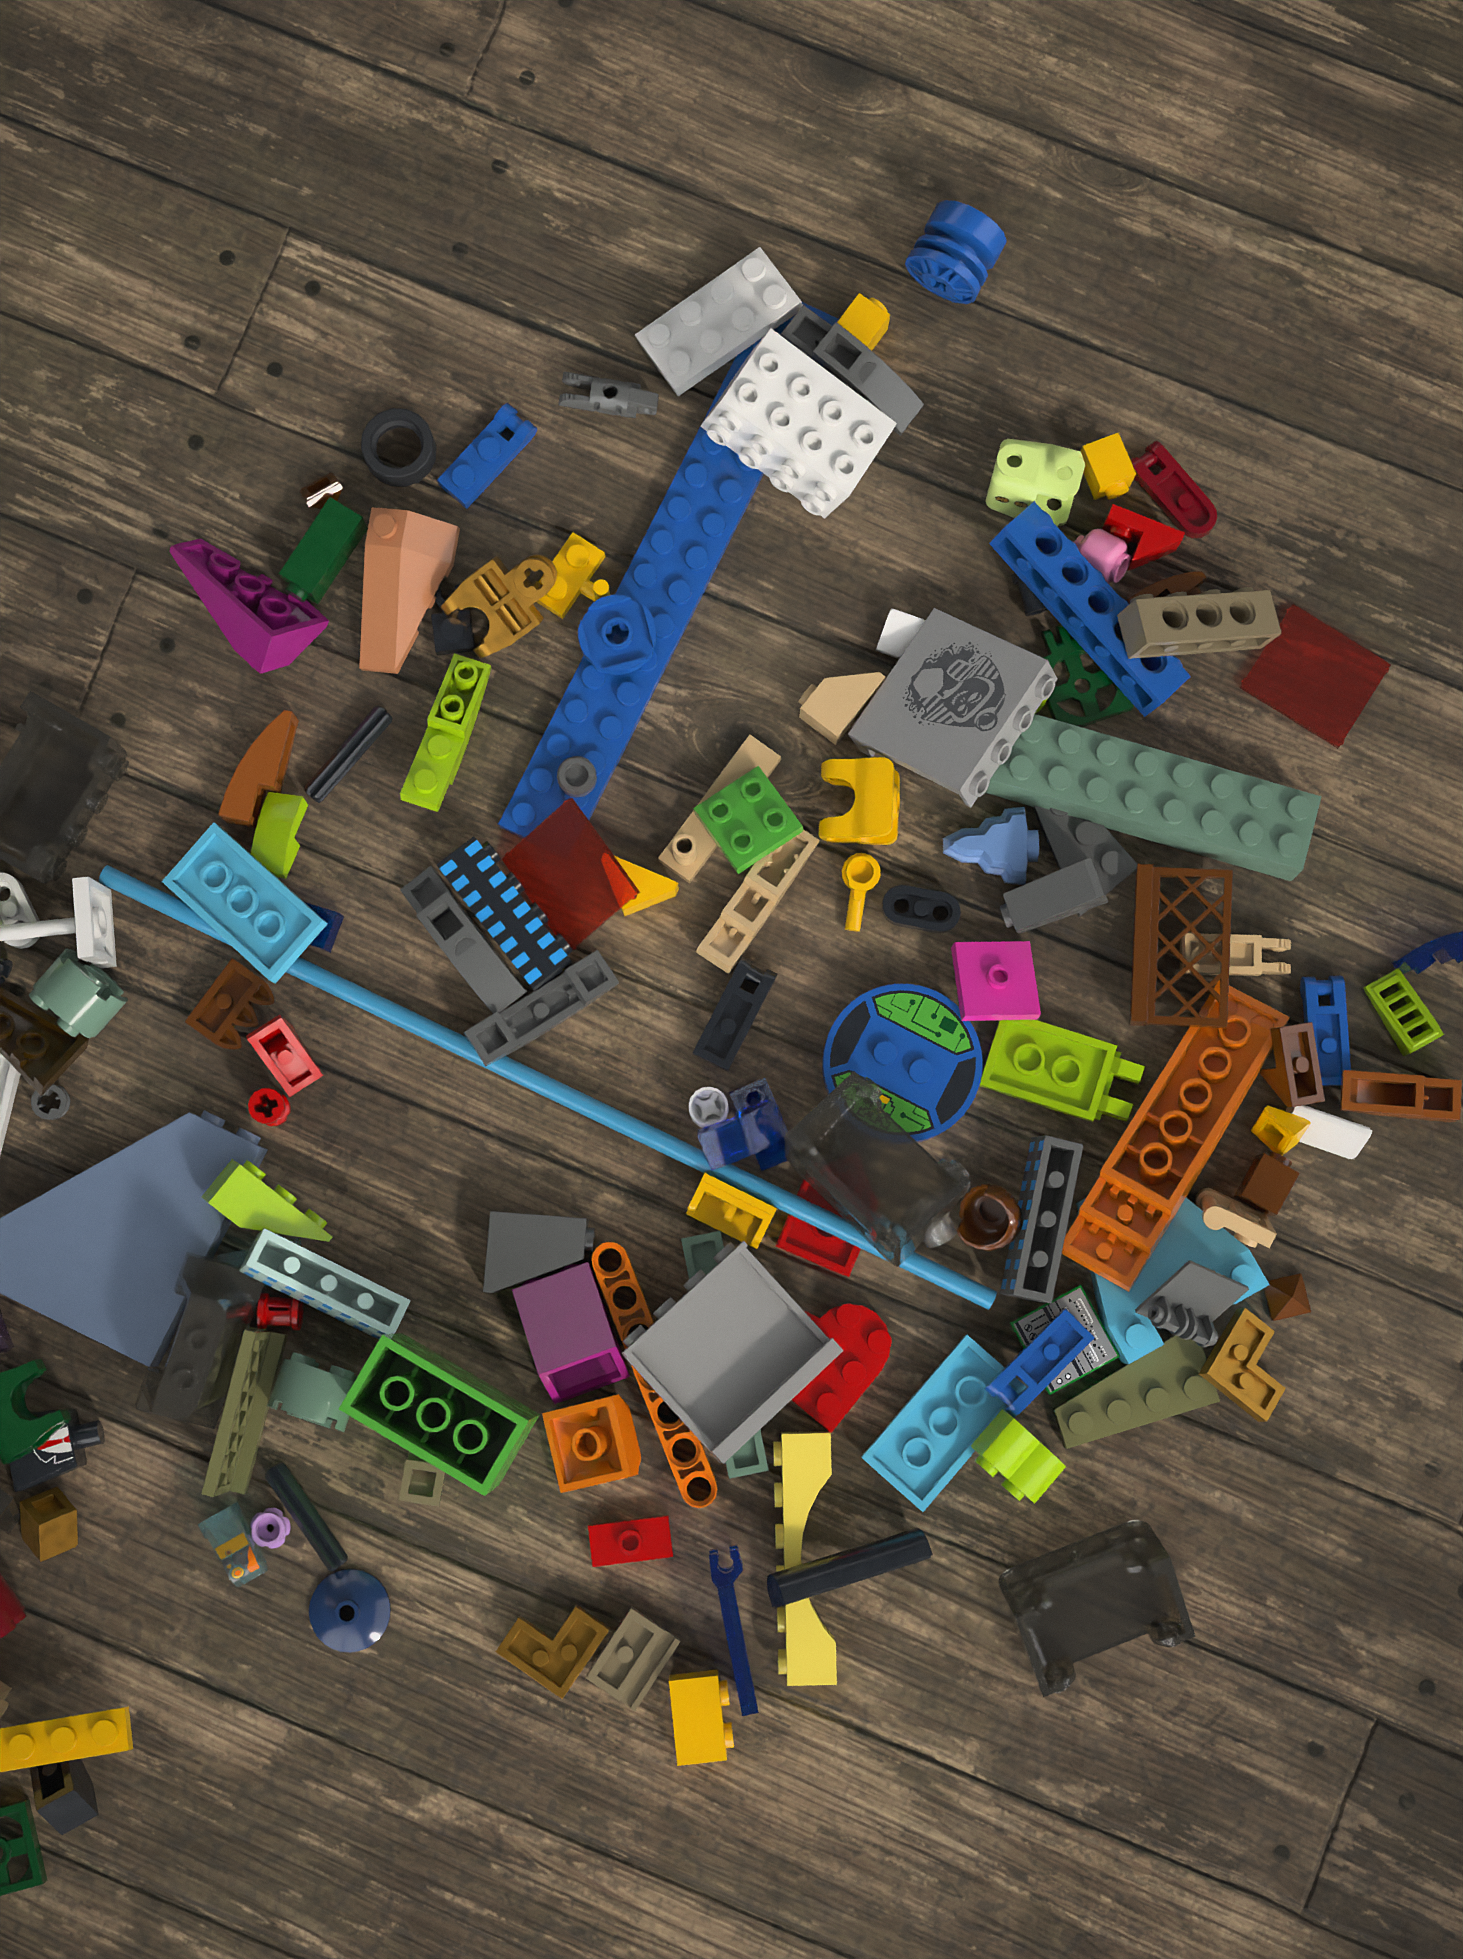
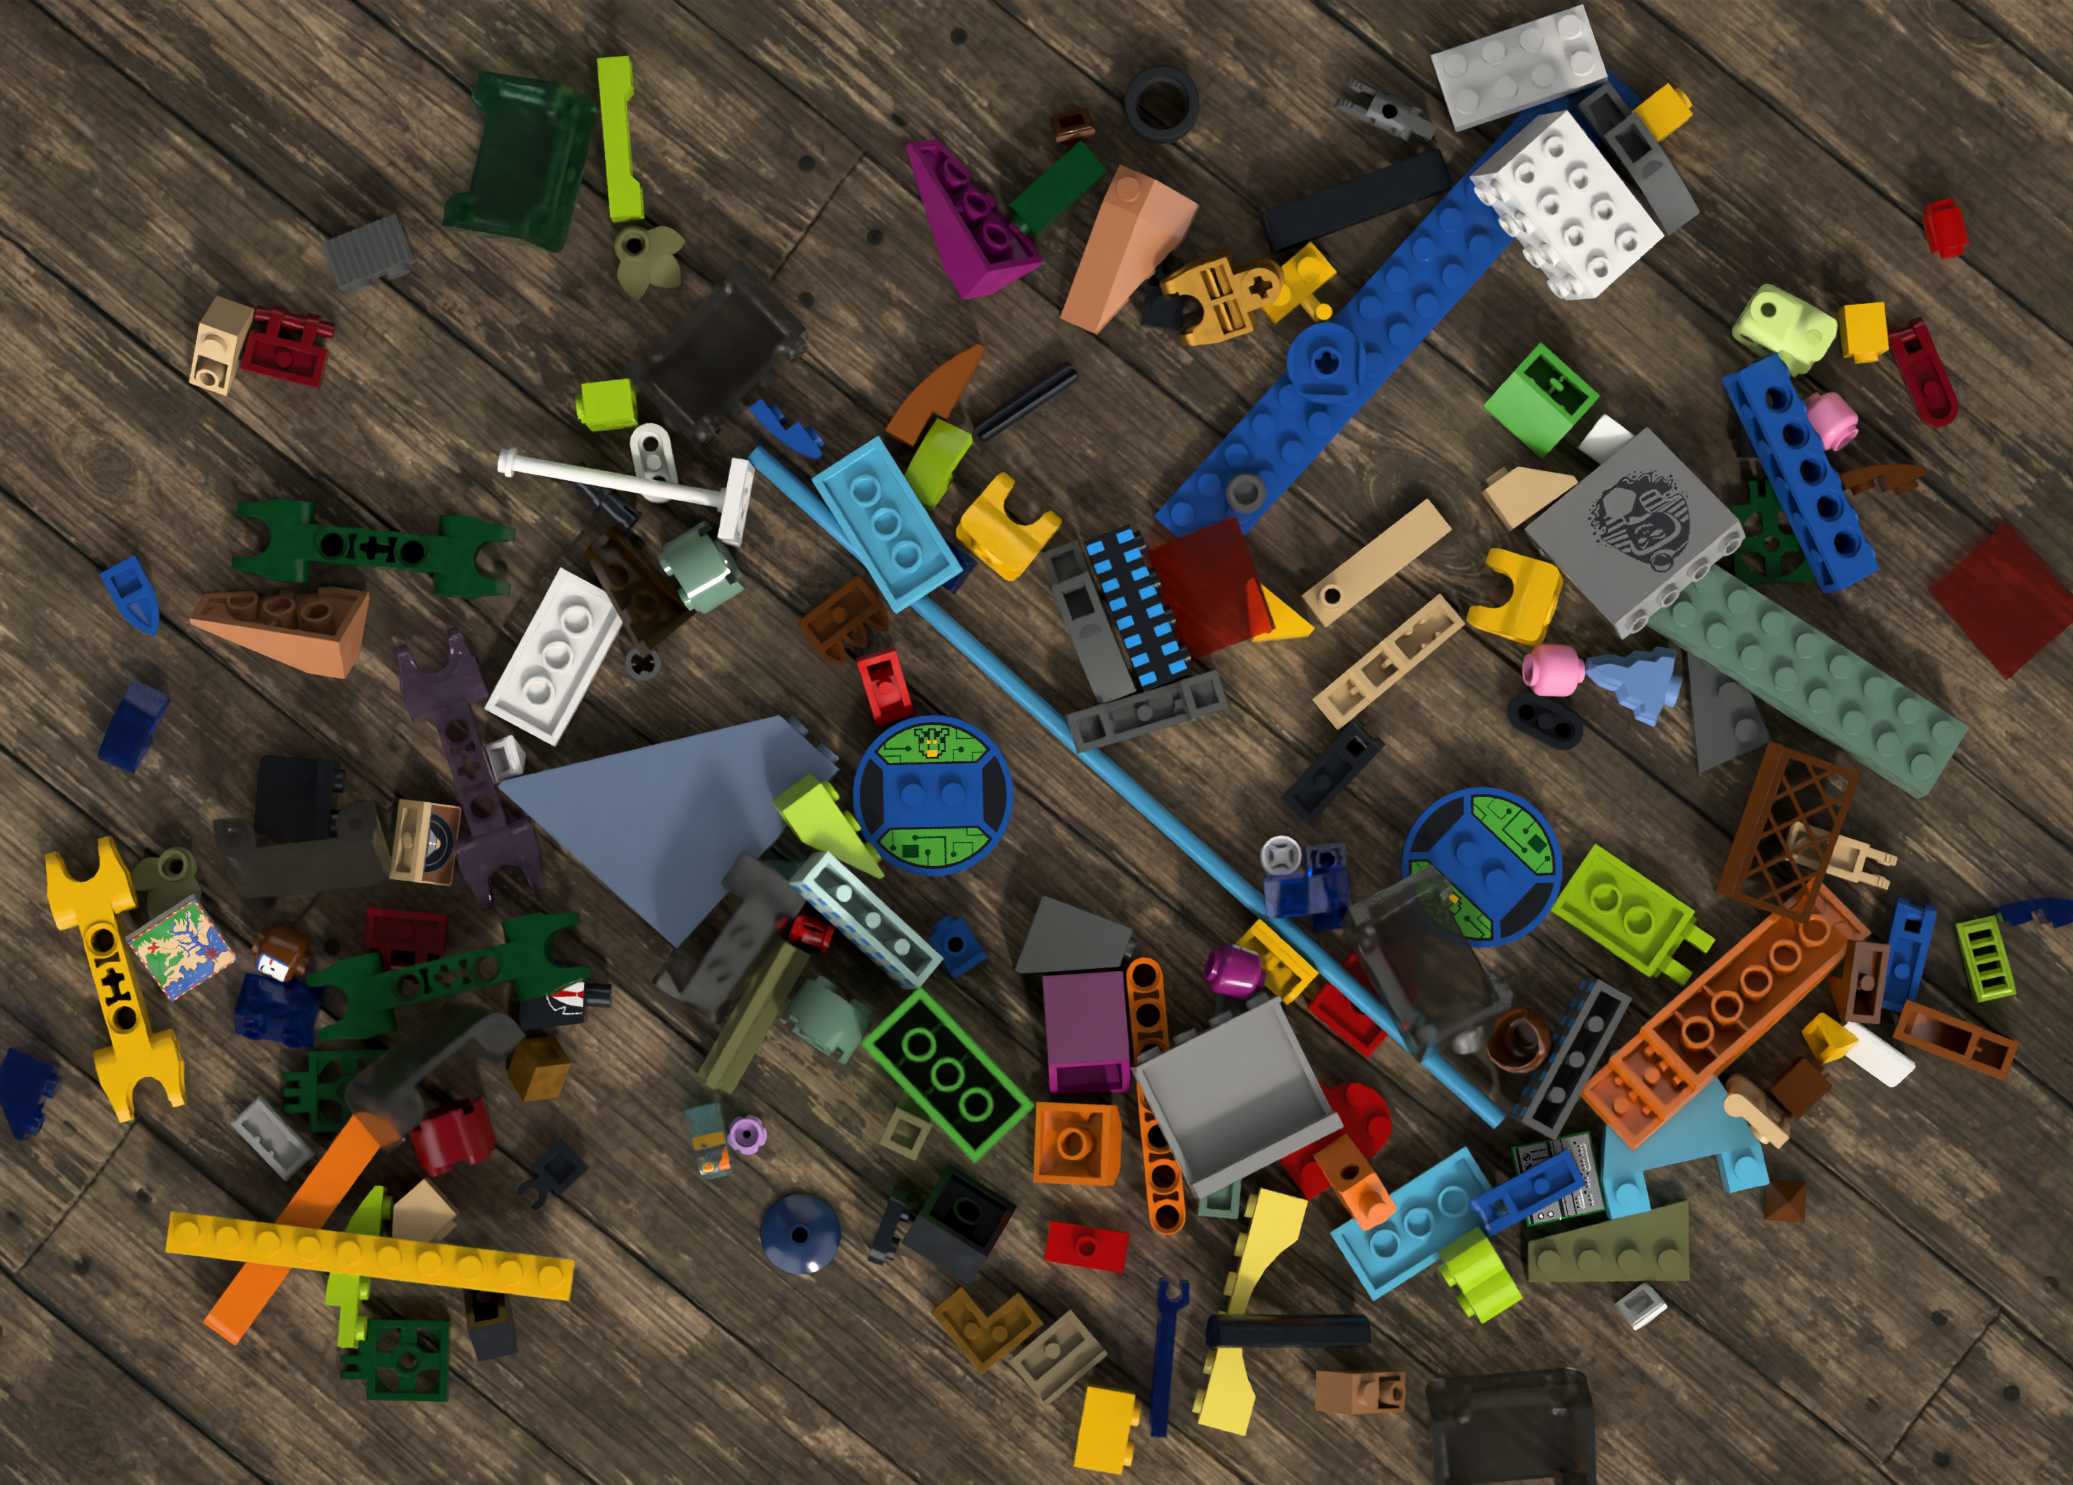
camera: 10 degrees right, 5 degrees up
(92, 1620) = (557, 1170): none -> black plate
(135, 847) = (800, 440): none -> blue slope
(259, 1101) = (846, 722): red bush -> none
(306, 1516) = (784, 1133): black axle -> none
(358, 888) = (997, 539): none -> yellow piece
(360, 1147) = (933, 795): none -> piece
(435, 1559) = (897, 1210): none -> black plate
(438, 1287) = (961, 961): none -> blue brick
(447, 733) = (1129, 410): lime slope -> none
(486, 456) = (1246, 138): blue plate -> none
(499, 1556) = (959, 1224): none -> black slope
(603, 483) = (1355, 201): none -> black beam
(695, 1231) = (1234, 971): none -> magenta head
(748, 819) = (1401, 585): bright green plate -> none
(829, 613) = (1541, 401): none -> bright green slope
(860, 874) = (1496, 669): yellow plate -> none
(881, 1411) = (1361, 1196): none -> orange torso
(914, 858) = (1553, 670): none -> bright pink head
(936, 1605) = (1360, 1391): none -> medium nougat slope
(956, 251) = (1784, 62): blue wheel -> none
(995, 981) = (1596, 813): dark pink plate -> none
(1054, 897) = (1677, 749): dark grey slope -> none
(1151, 537) = (1885, 416): red slope -> none
(1153, 355) = (1945, 229): none -> red brick
(1181, 1439) = (1641, 1306): none -> white slope
(1192, 1302) = (1689, 1178): dark grey hinge -> none
(1198, 623) = (1848, 520): dark tan brick -> none
(1234, 1368) = (1712, 1253): pearl gold plate -> none

